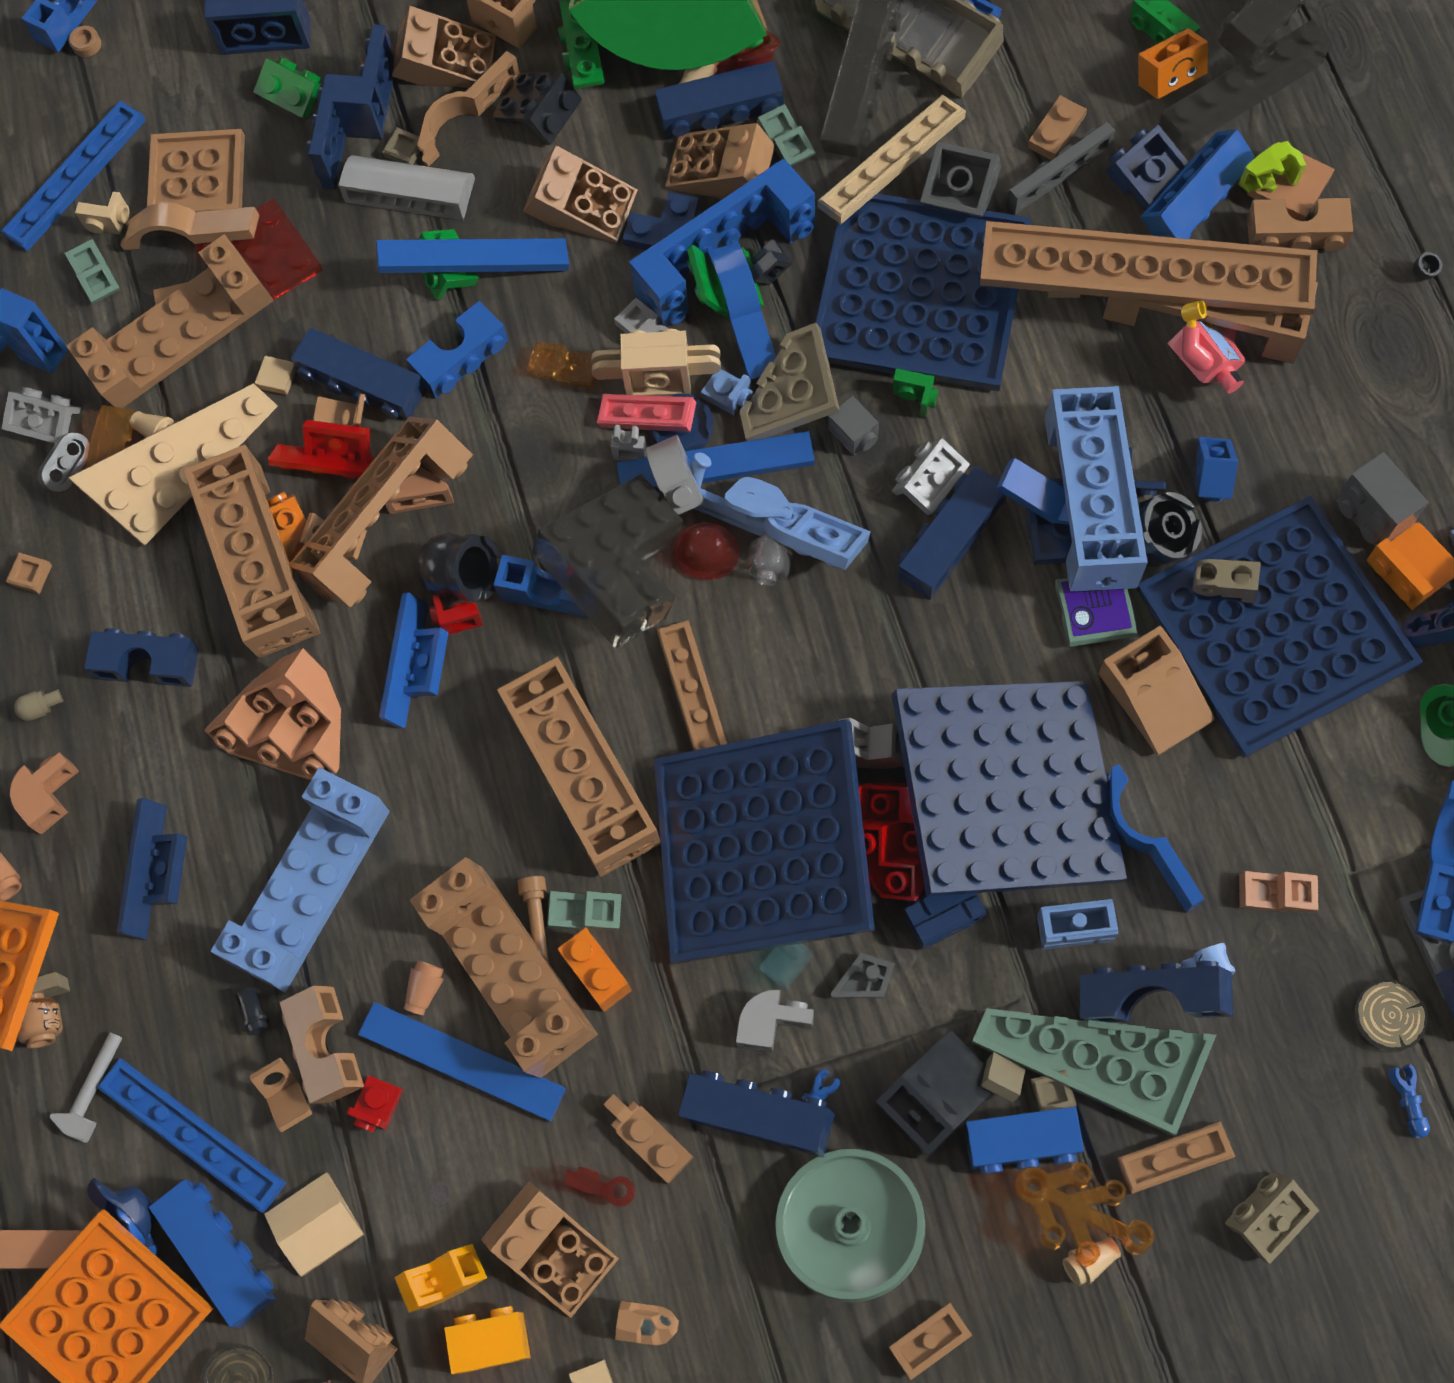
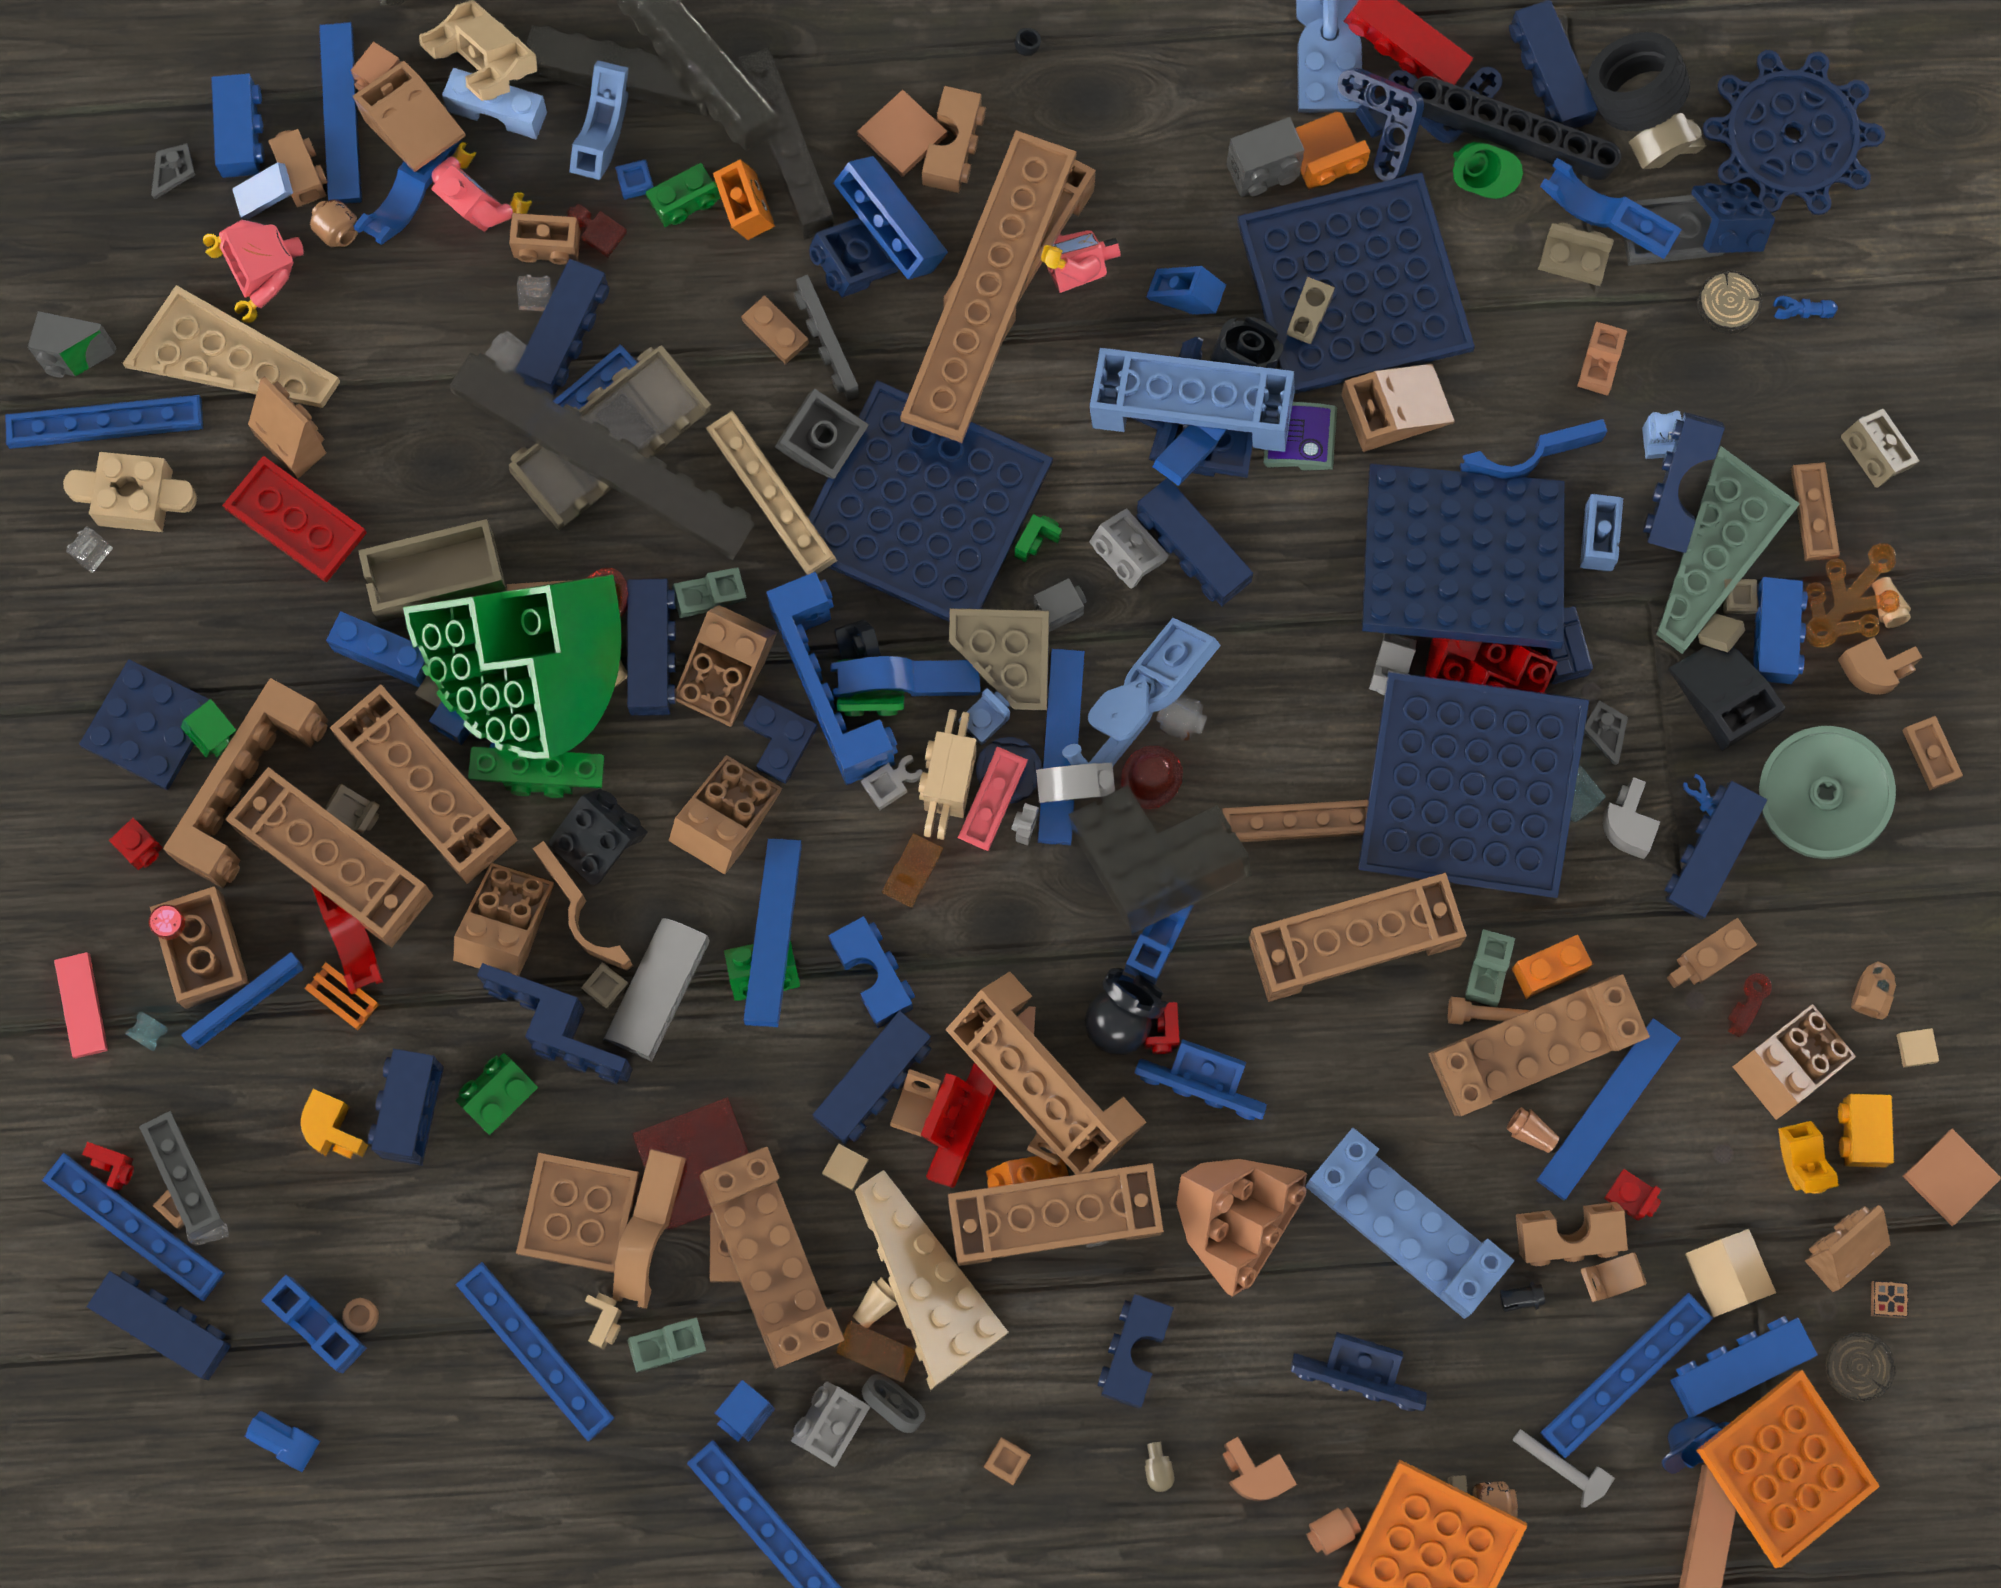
camera: 85 degrees left, 5 degrees up
(1005, 1252) = (1872, 672): none -> medium nougat brick
(1275, 161) = (892, 140): lime hand -> none
(1388, 840) = (1576, 253): none -> dark tan bracket

